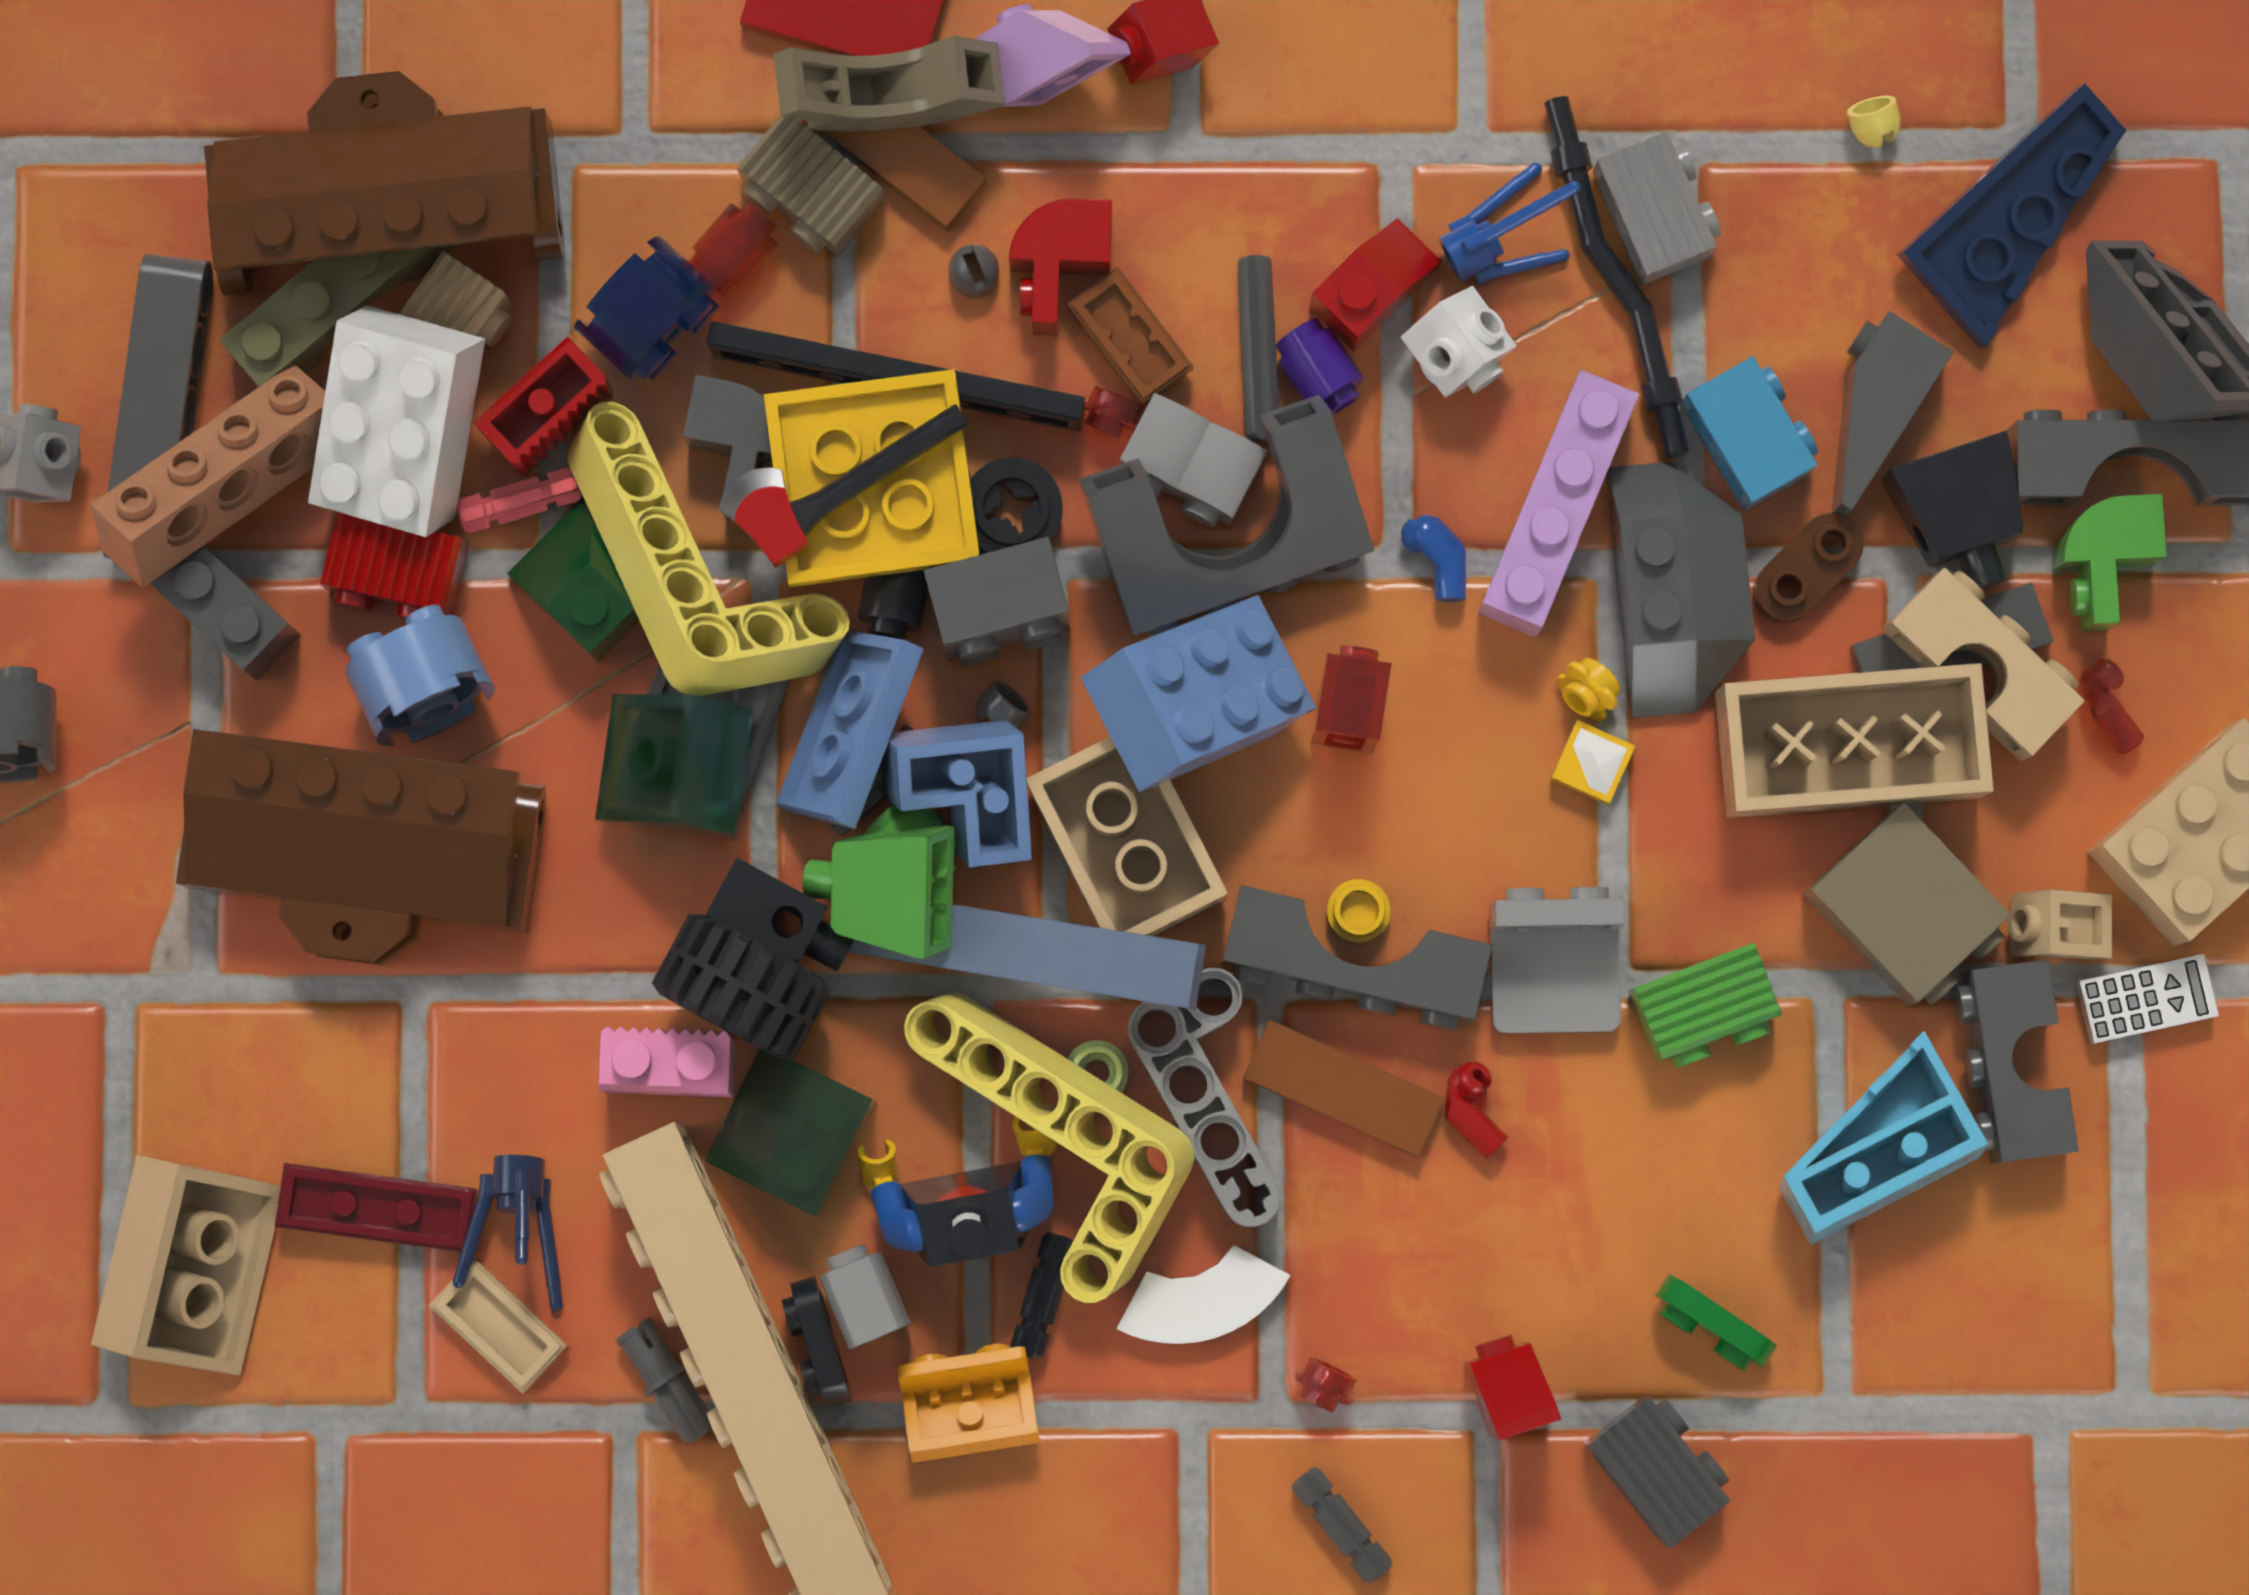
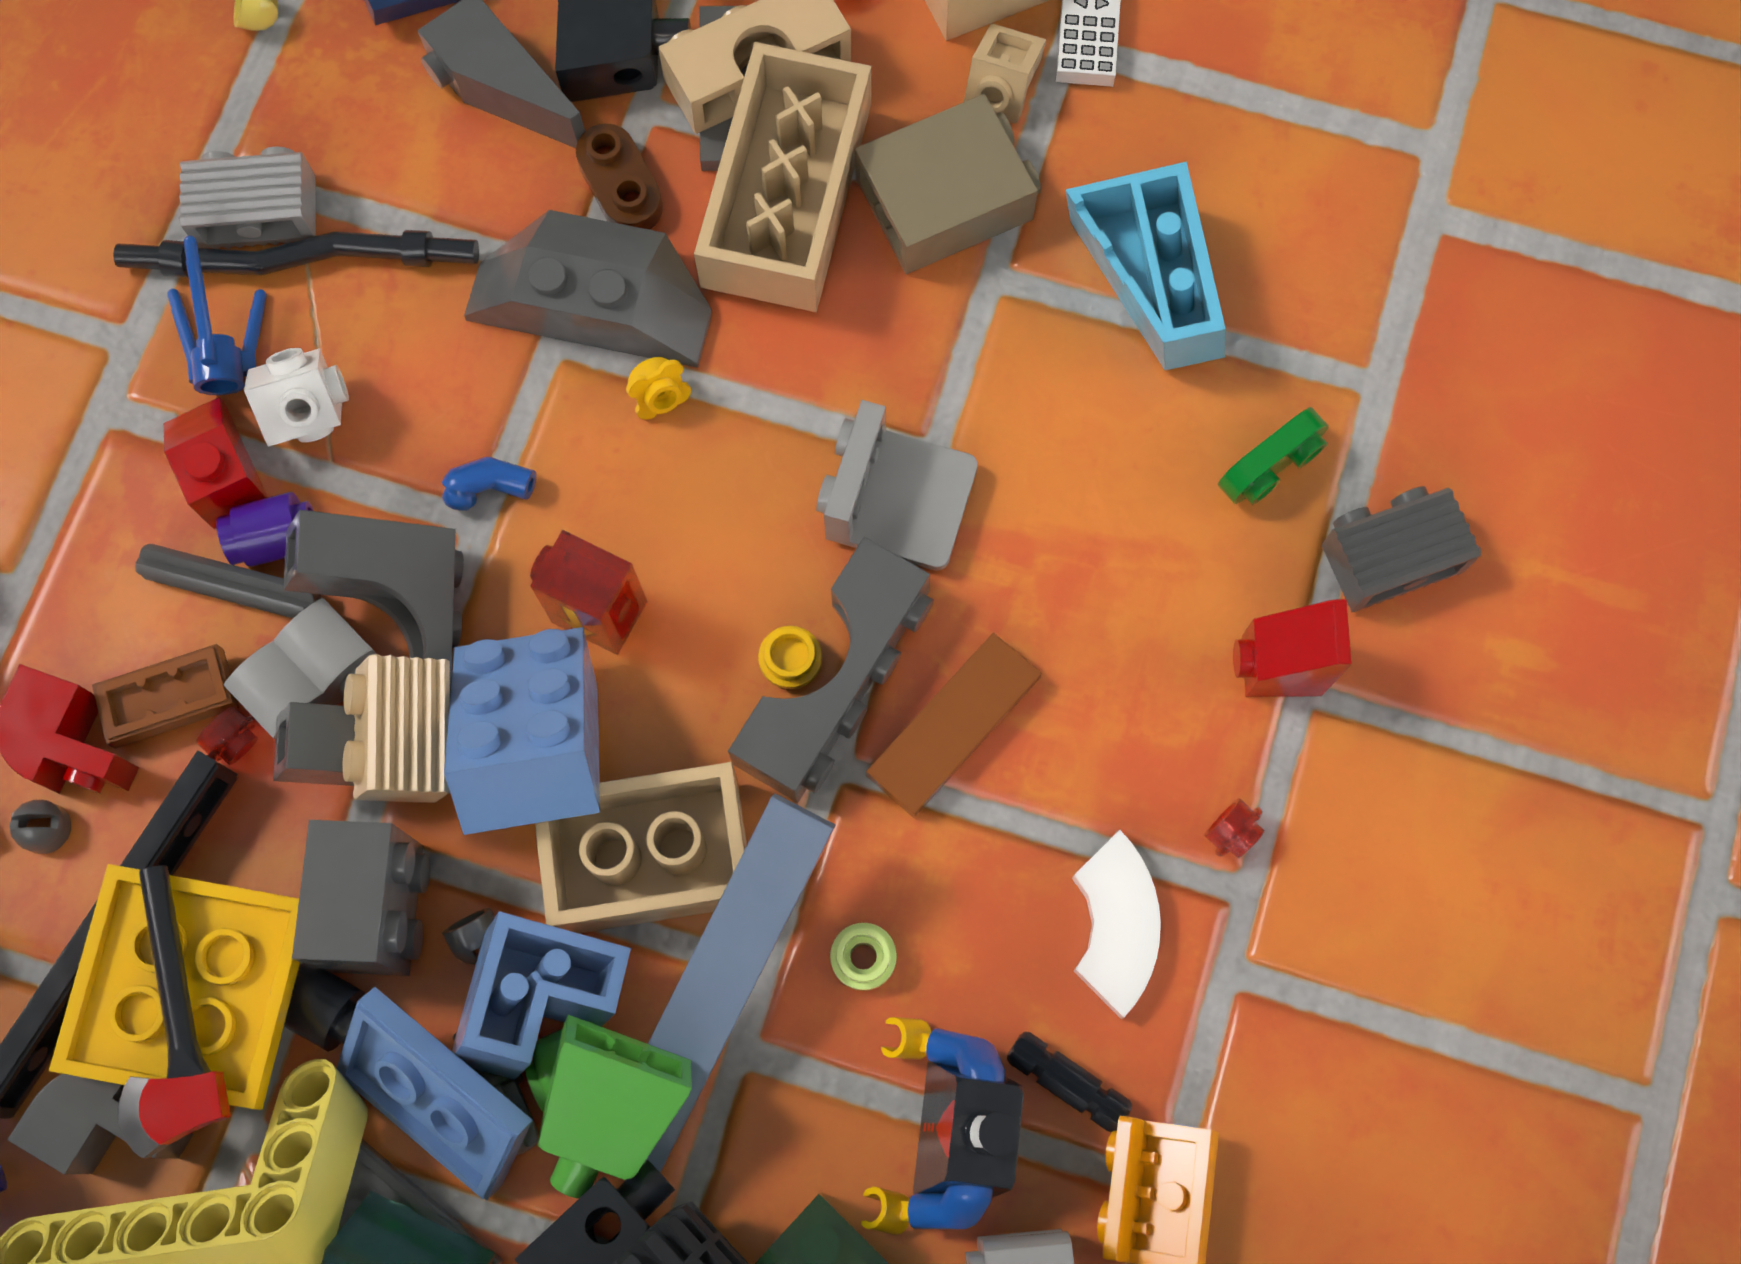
camera: 70 degrees left, 10 degrees down
(1024, 481) = (264, 842): black gear -> none
(1070, 1125) = (907, 998): light yellow beam -> none
(1157, 582) = (398, 729): none -> tan brick
(1215, 1105) = (934, 851): light grey beam -> none
(1342, 1525) = (1375, 857): dark grey axle -> none
(1467, 1105) = (1010, 618): red arm -> none
(1558, 503) = (501, 373): lavender arch -> none
(1592, 762) = (725, 408): tile -> none
(1706, 1004) = (980, 375): bright green brick -> none
(1750, 432) = (479, 183): dark azure brick -> none
(1999, 1008) = (1069, 142): dark grey arch -> none

